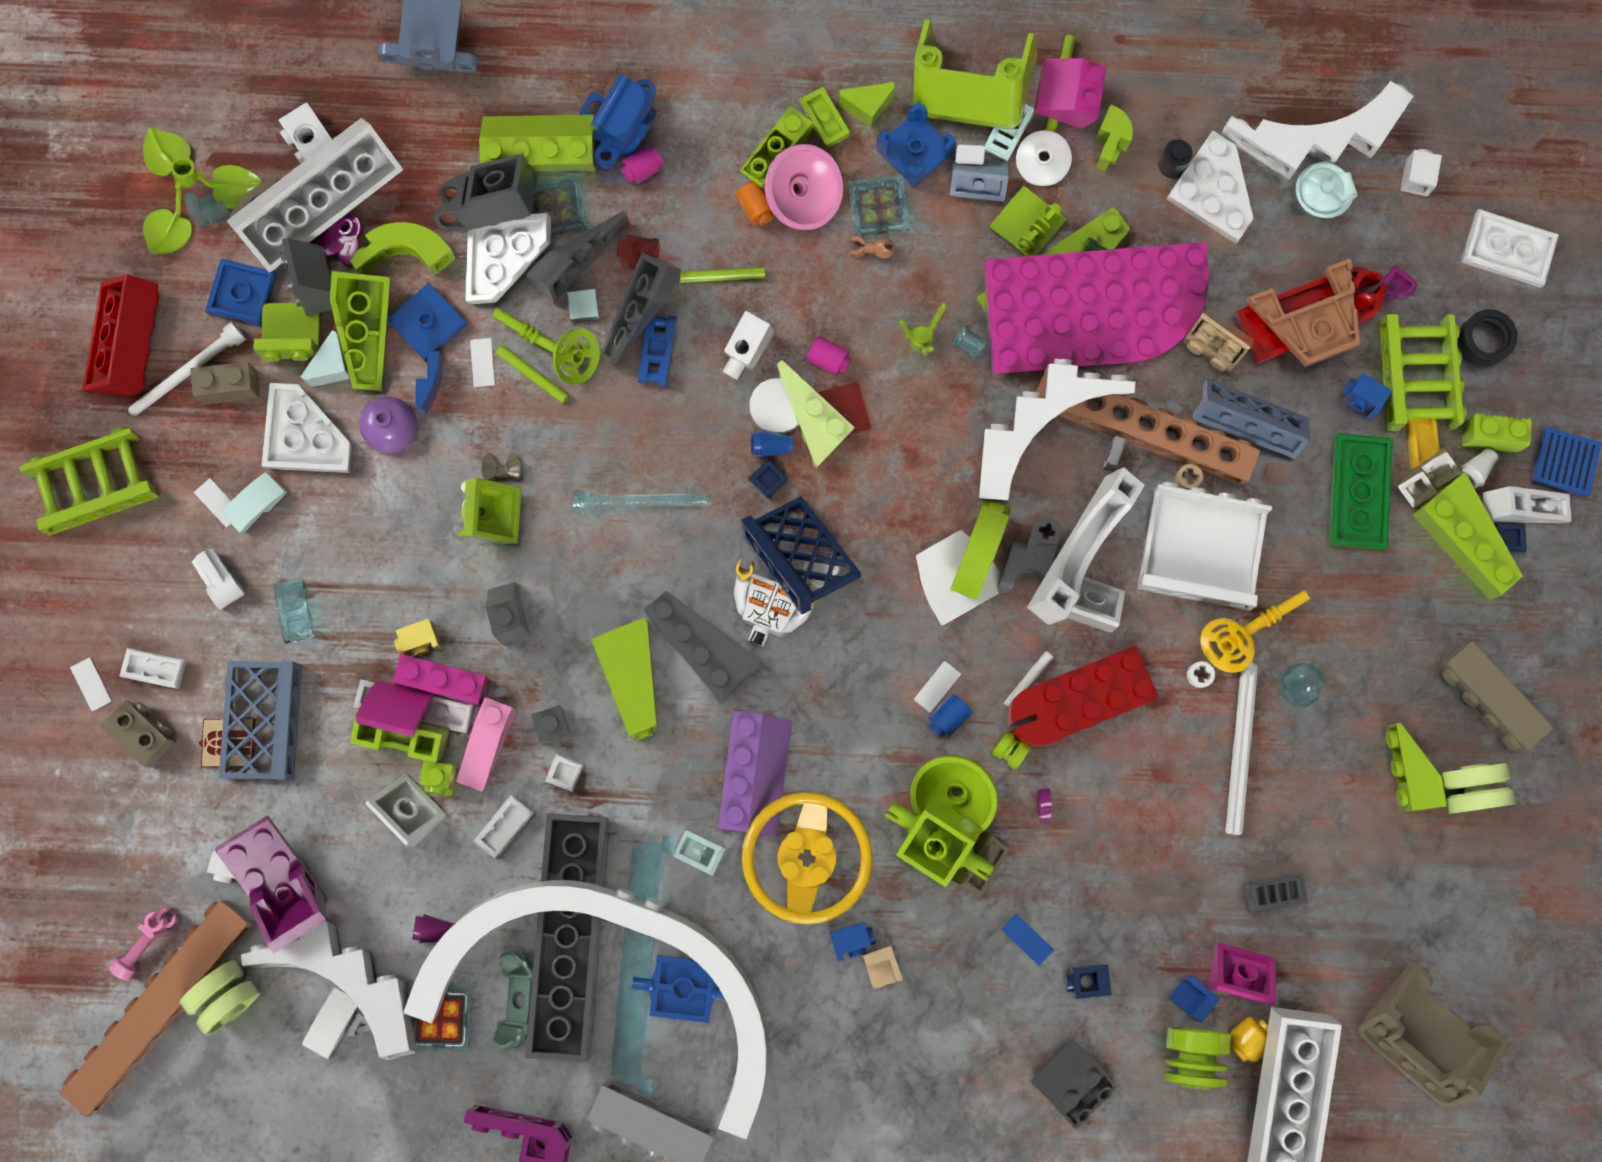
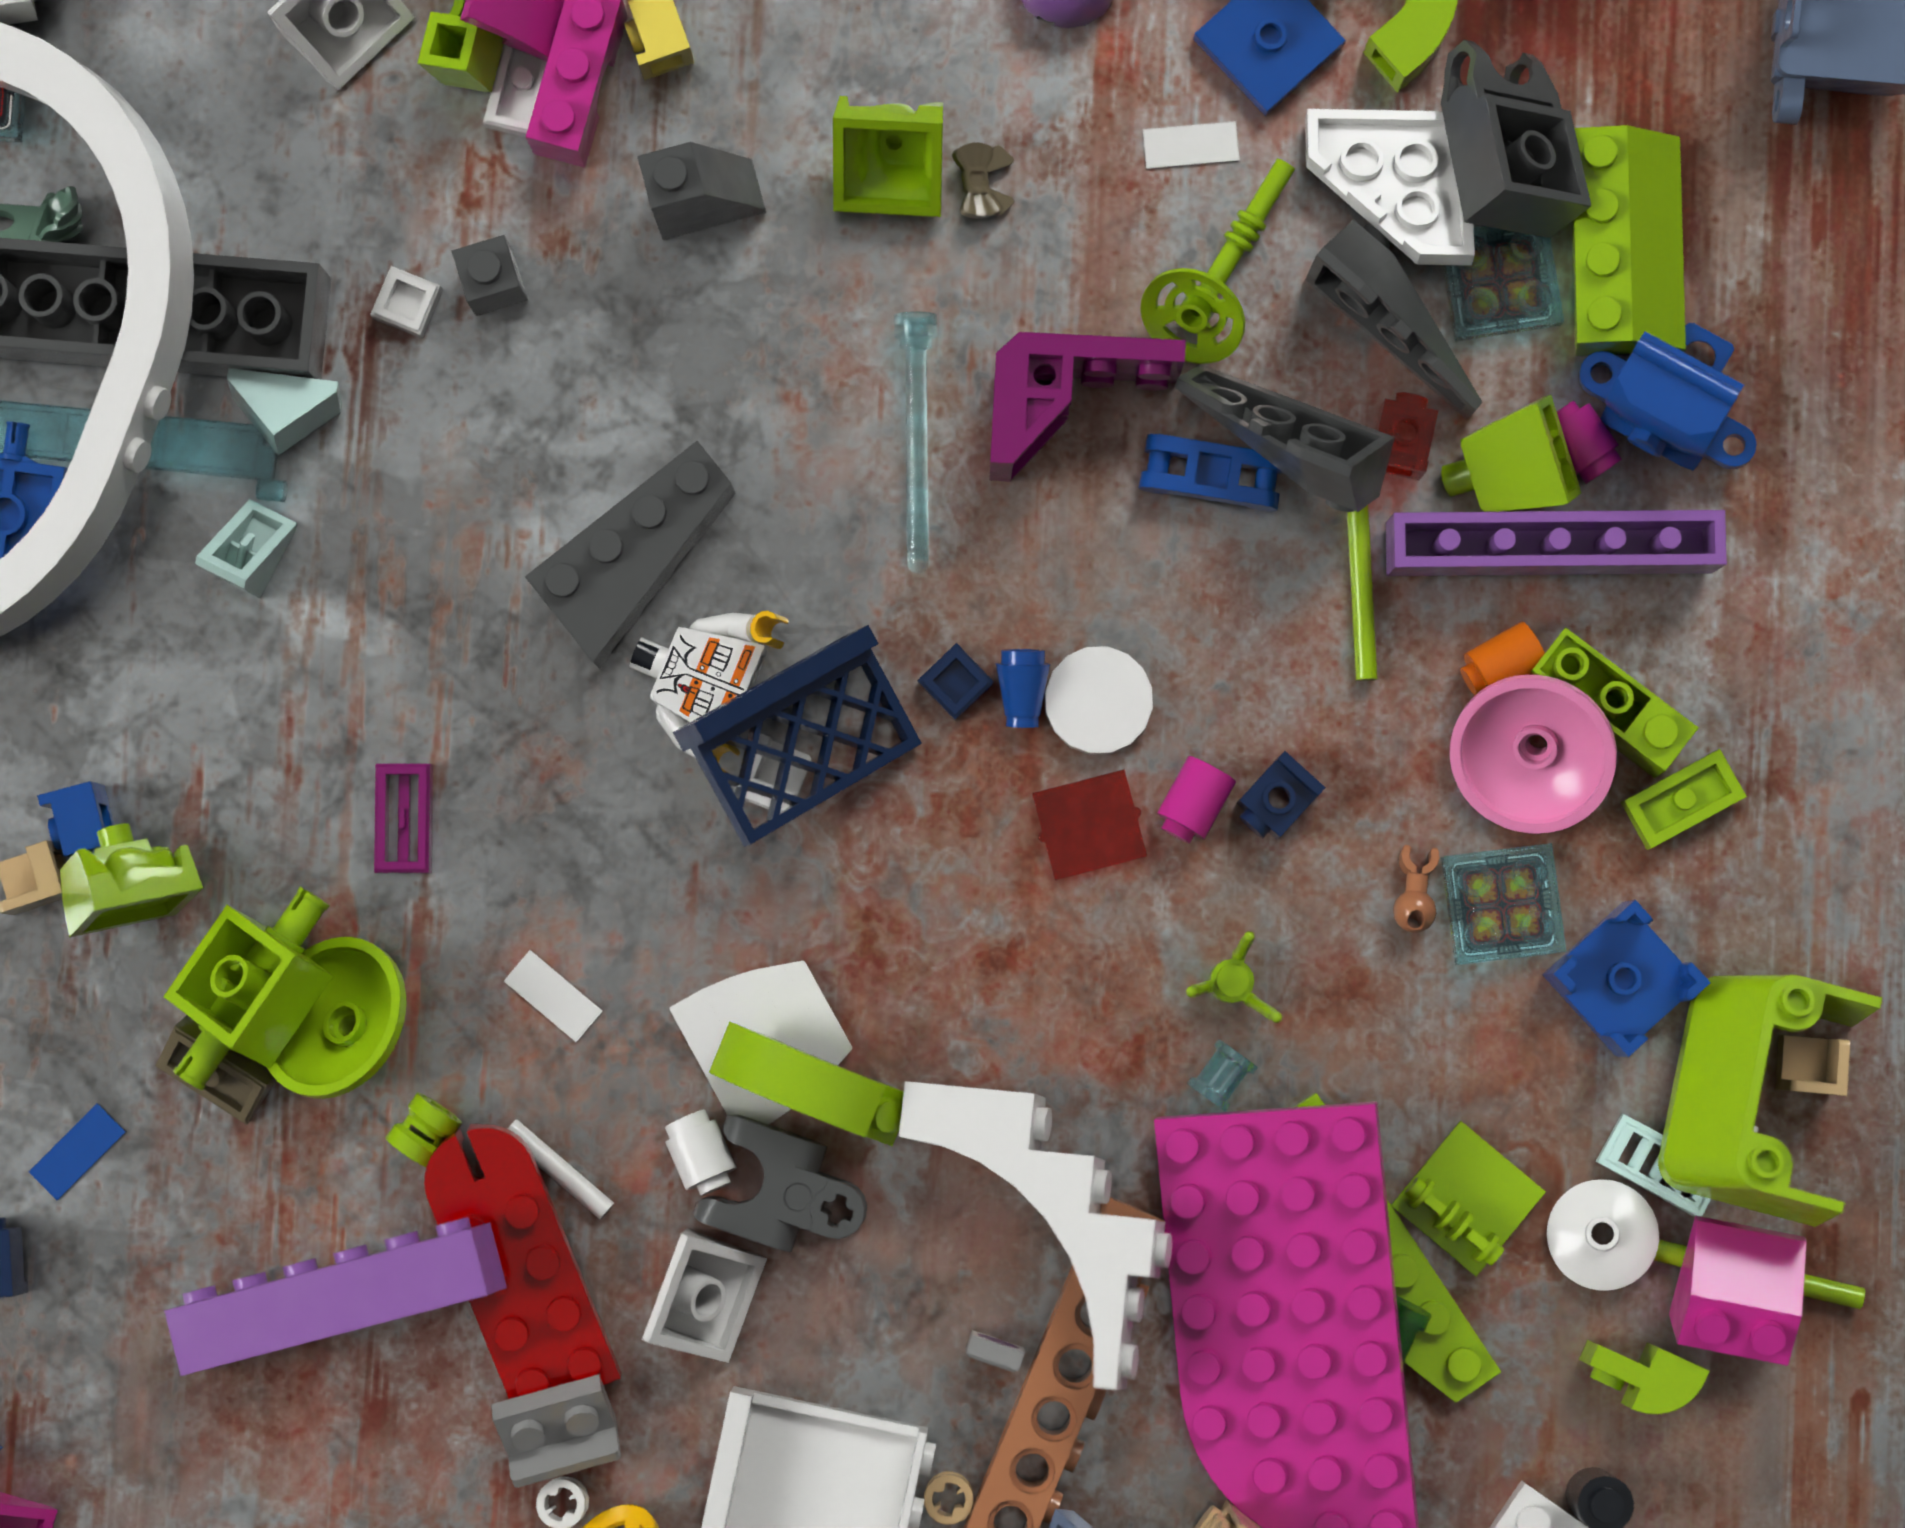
camera: 95 degrees right, 5 degrees up
(428, 388) = (1130, 40): blue slope -> none
(429, 929) = (129, 64): magenta cone -> none
(438, 778) = (396, 74): lime brick -> none
(485, 743) = (464, 158): bright pink slope -> none
(503, 827) = (308, 192): white plate -> none
(532, 374) = (1166, 237): lime bar -> none
(583, 305) = (1301, 331): light aqua tile -> none
(623, 837) = (284, 405): none -> light aqua slope
(629, 440) = (1032, 413): none -> magenta bracket
(629, 672) = (579, 419): lime slope -> none
(653, 195) = (1516, 462): none -> lime torso
(695, 177) = (1555, 542): none -> medium lavender brick
(749, 332) = (1234, 652): white torso -> none
(754, 771) = (390, 648): medium lavender slope -> none
(812, 836) = (196, 735): yellow piece -> none
(820, 423) = (1063, 777): yellowish green wing -> none
(827, 325) = (1295, 781): none -> dark blue brick
(850, 767) = (425, 810): none -> magenta tile
(867, 102) = (1716, 885): lime slope -> none
(884, 909) = (125, 882): none -> lime brick
(949, 716) = (489, 1014): blue brick -> none
(957, 53) = (1813, 1065): none -> tan panel
(969, 154) = (1606, 1084): white slope -> none
(980, 181) = (1559, 1103): sand blue panel -> none
(1014, 605) = (699, 1152): none -> white brick
(1044, 805) = (321, 1189): magenta tile -> none
(1064, 579) = (729, 1235): white arch -> none
(1102, 790) = (335, 1298): none -> medium lavender brick
(1165, 675) = (557, 1430): none -> light grey bracket

